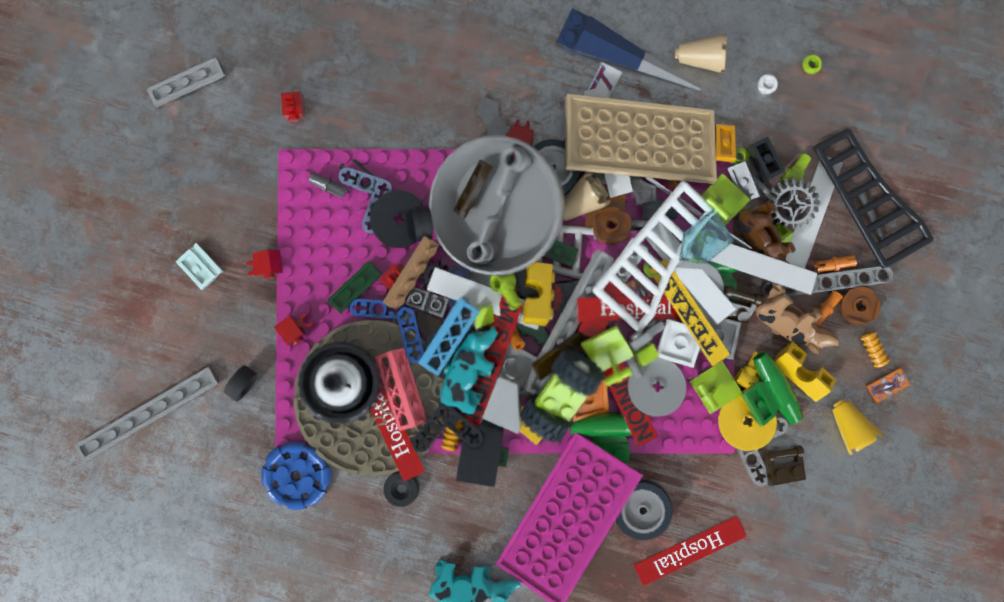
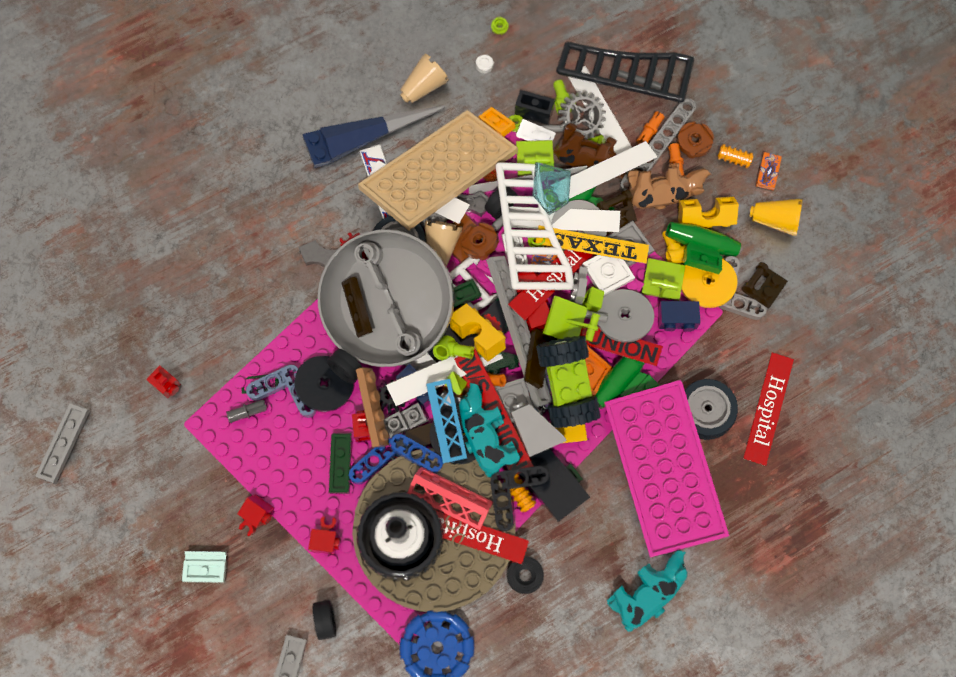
camera: 45 degrees left, 15 degrees down
(697, 425) = (679, 315): none -> dark blue brick

